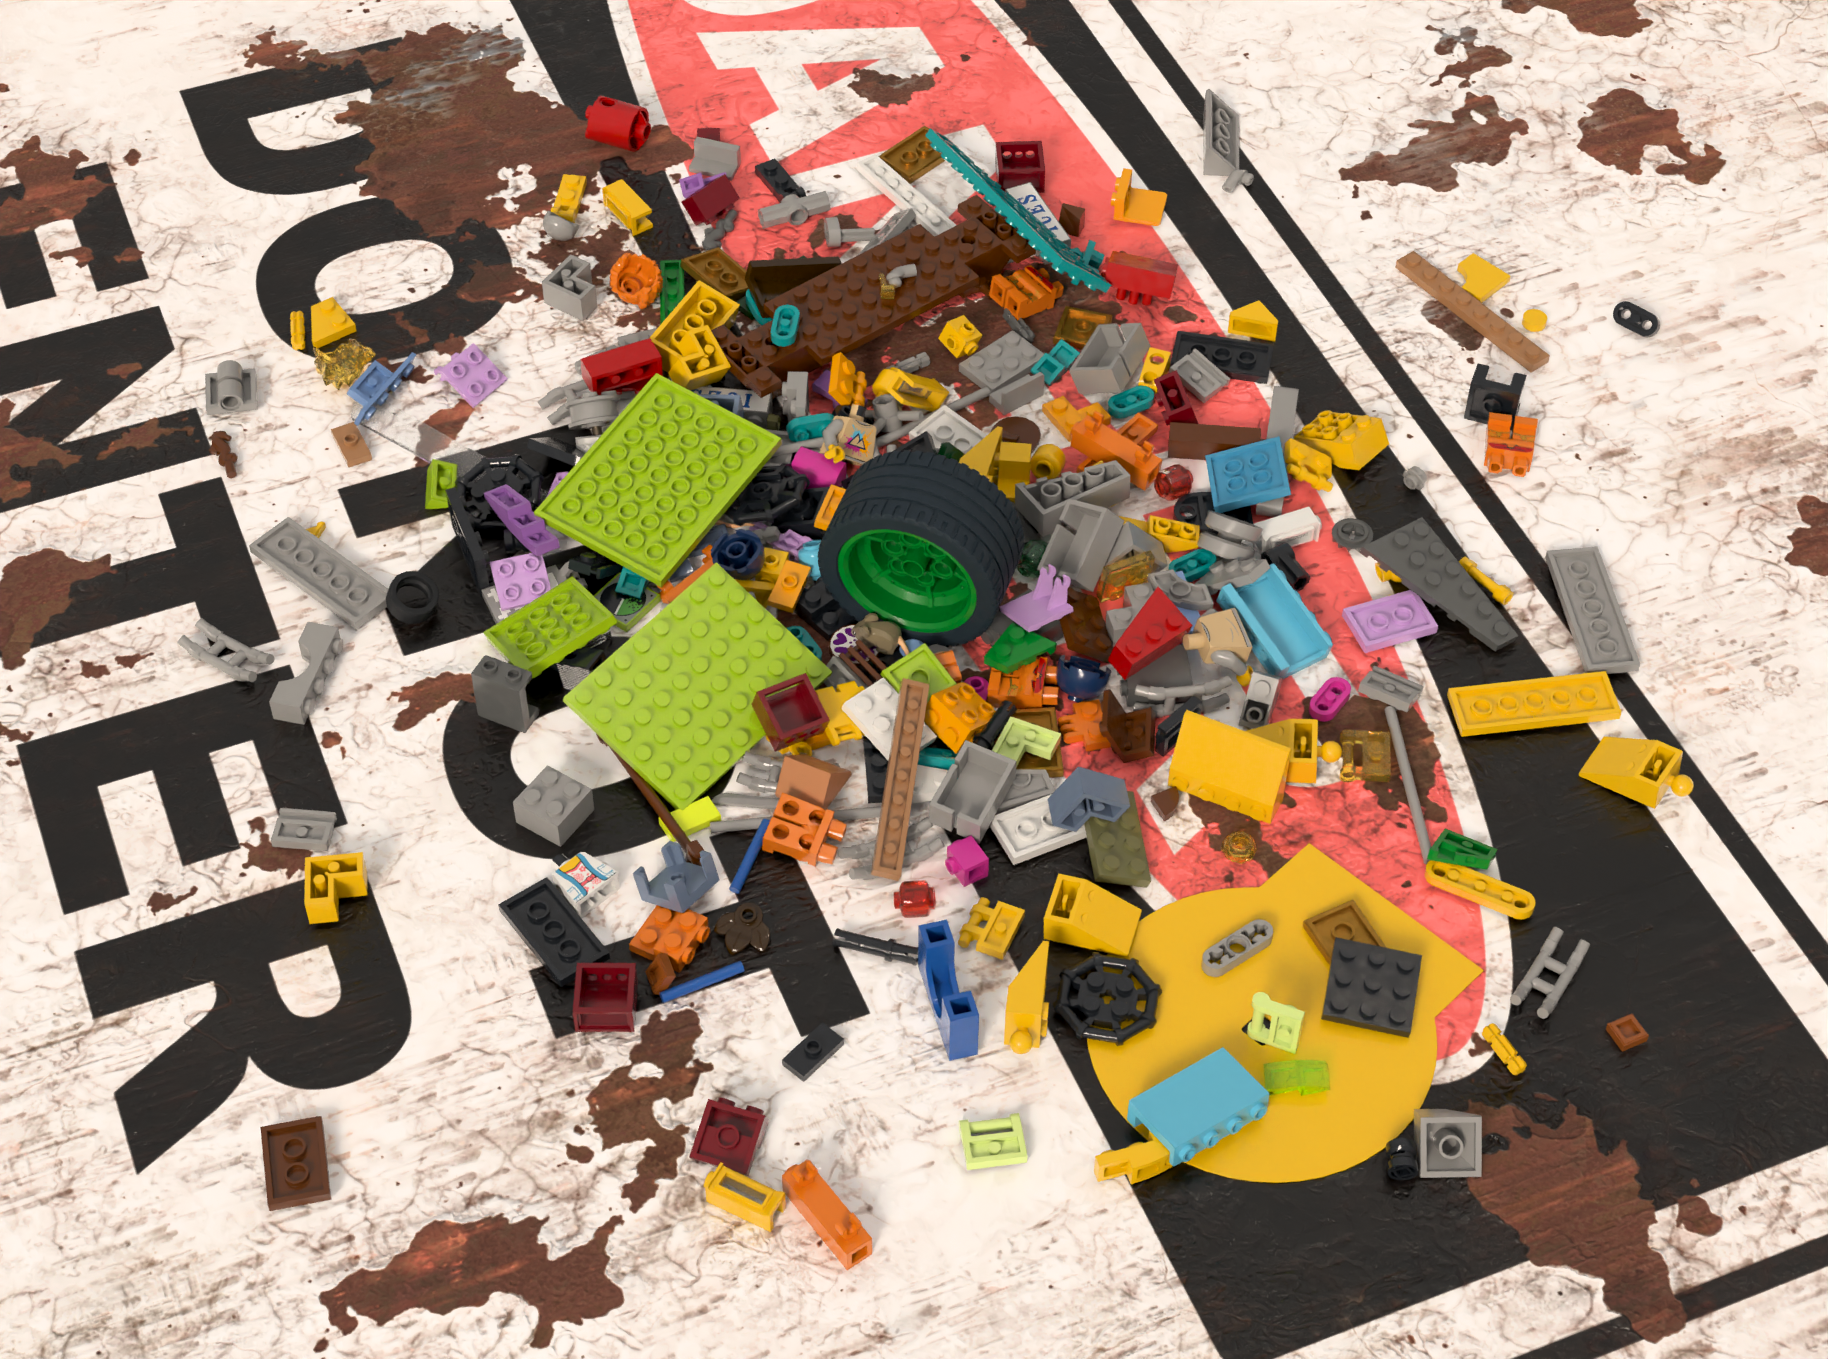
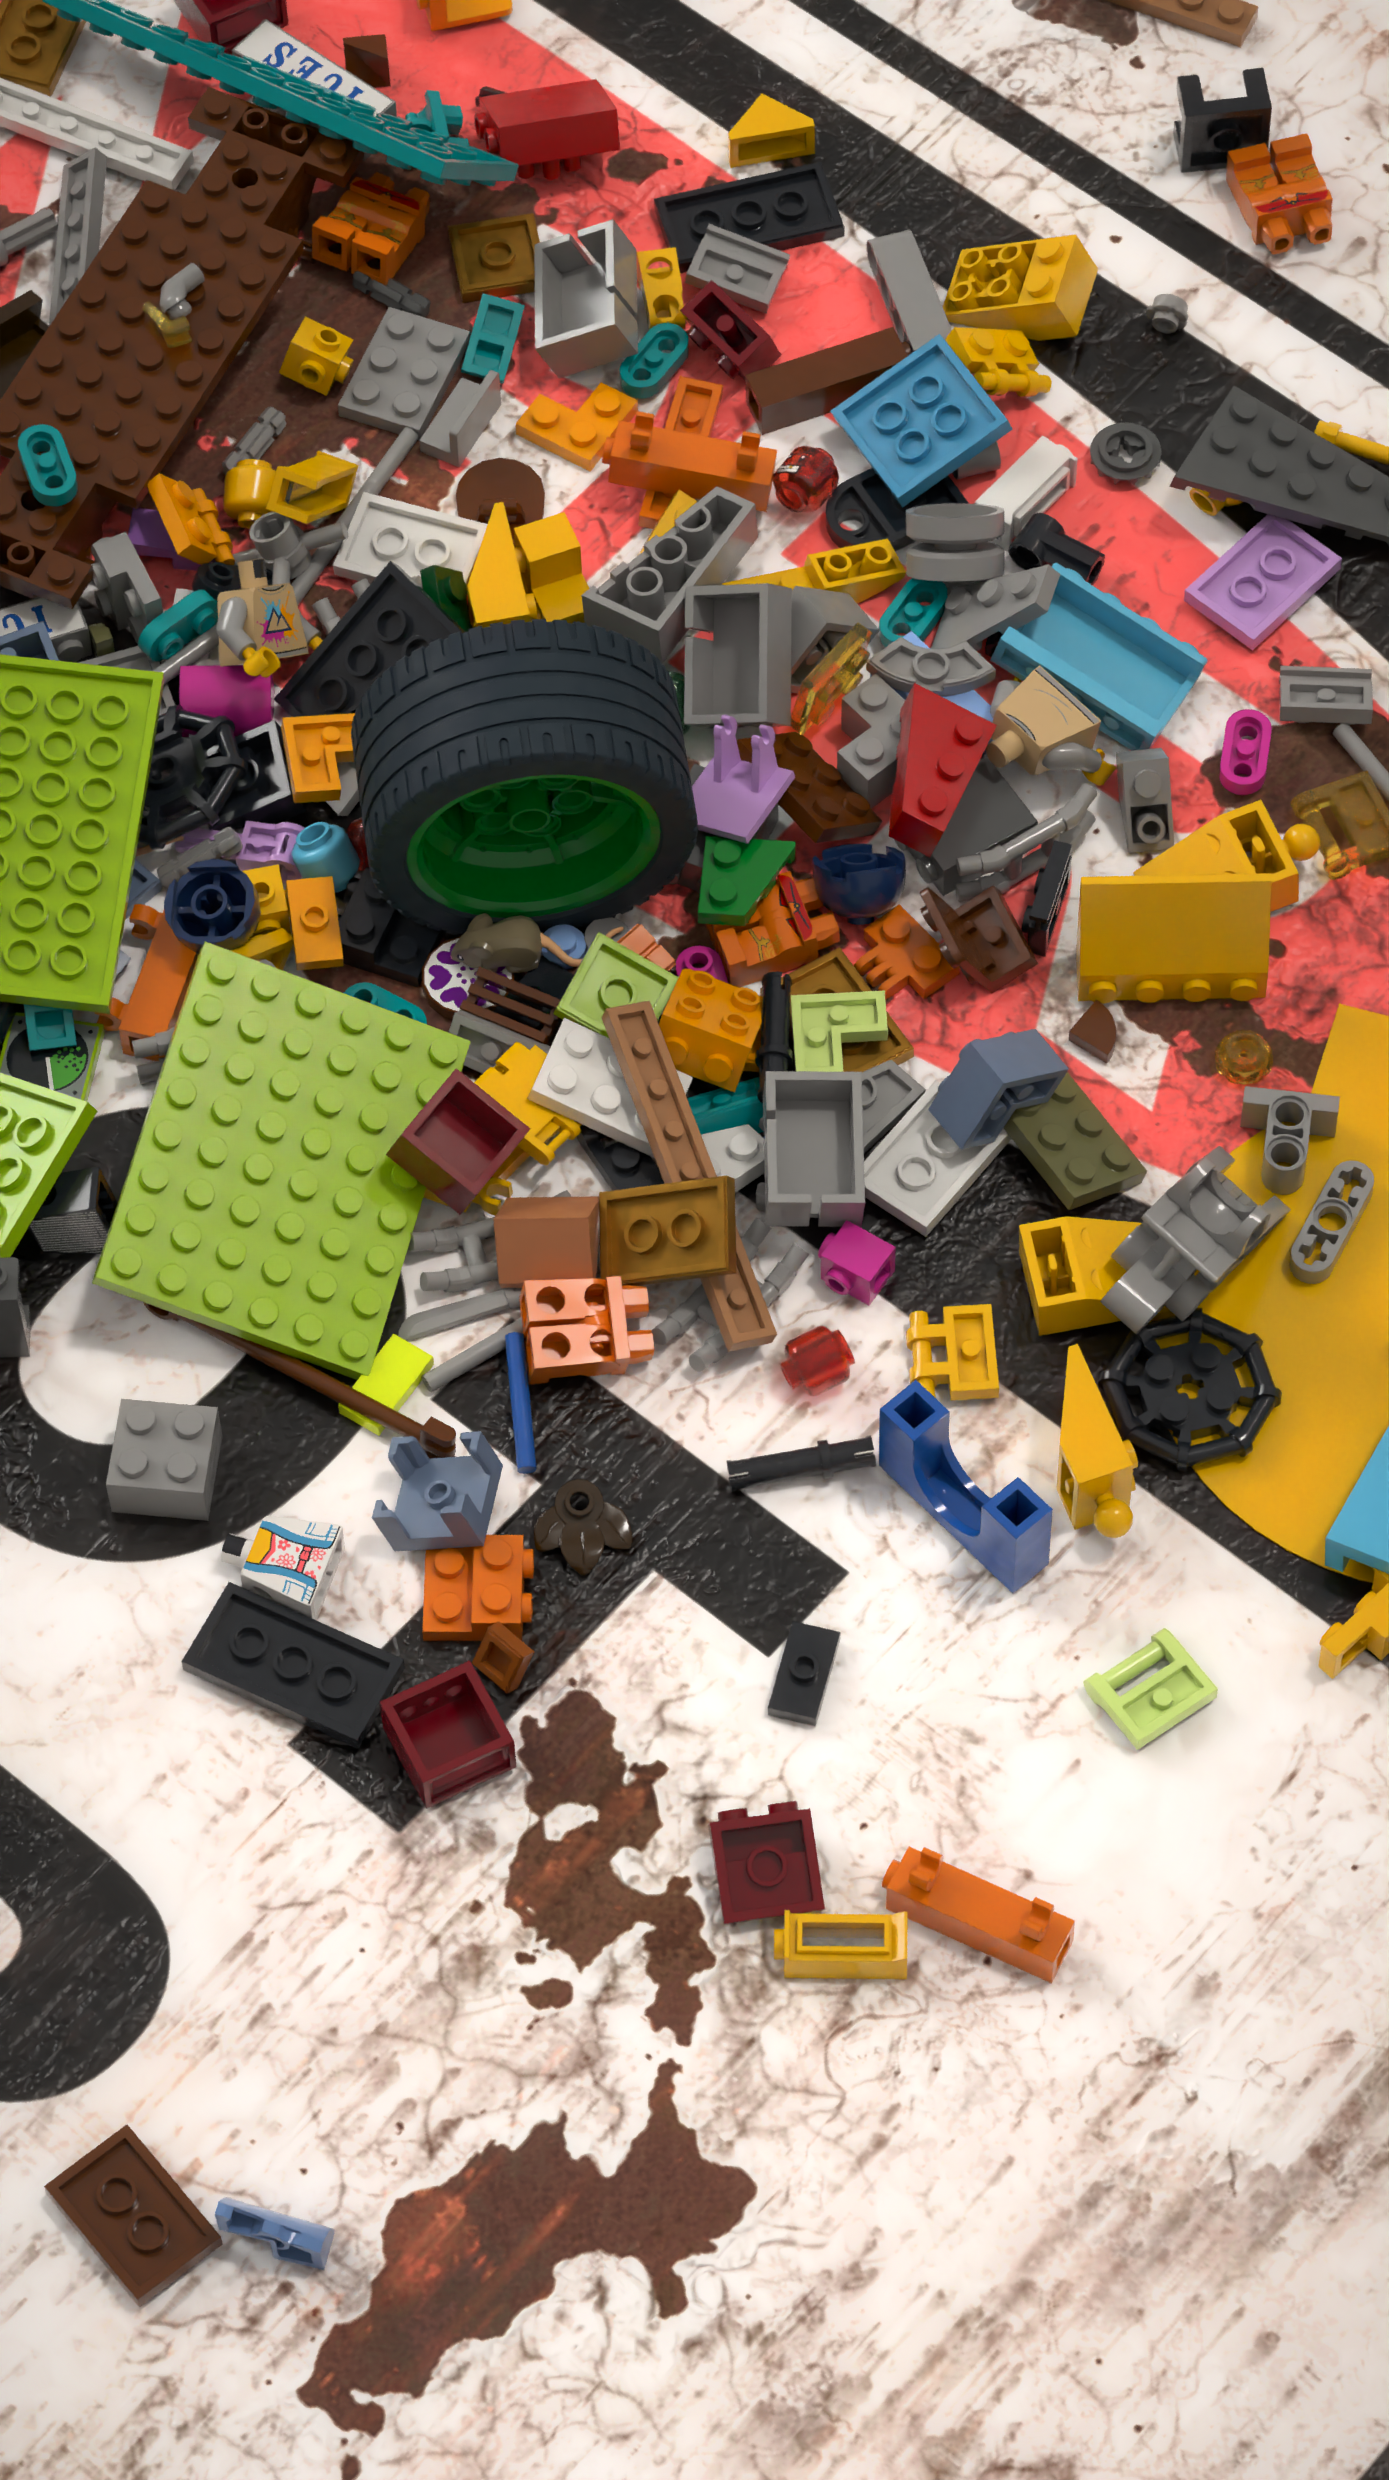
camera: 25 degrees left, 10 degrees up
(363, 1209) = (289, 2237): none -> medium blue slope
(701, 982) = (568, 1640): blue bar -> none
(872, 800) = (668, 1231): none -> pearl gold tile
(1047, 462) = (591, 522): yellow head -> none
(1146, 918) = (1193, 1227): none -> light grey piece
(1238, 891) = (1267, 1110): none -> light grey tile

